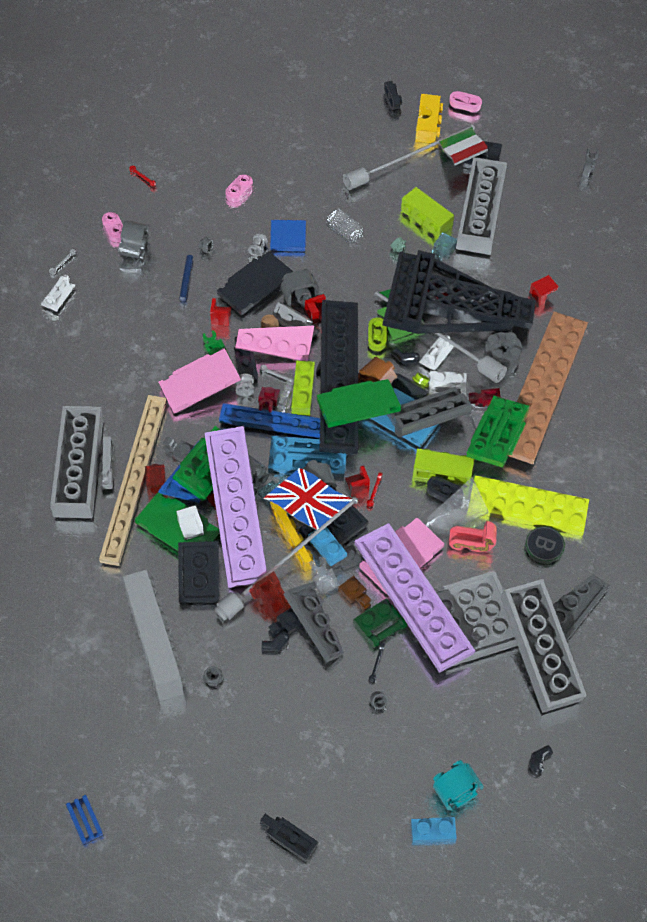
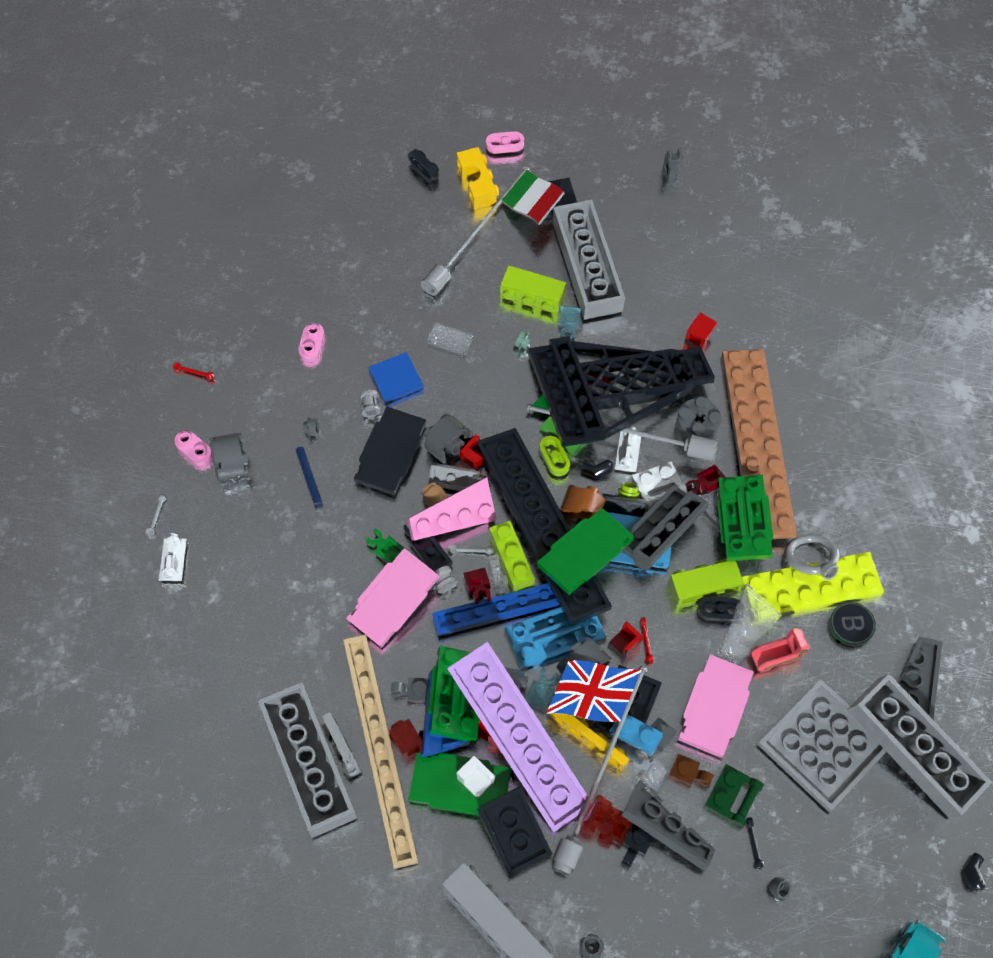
camera: 25 degrees left, 5 degrees up
(219, 315) = (371, 505): red panel -> none
(278, 642) = (640, 873): black arm -> none
(414, 597) = (759, 751): lavender plate -> none
(542, 493) = (826, 568): none -> light grey piece

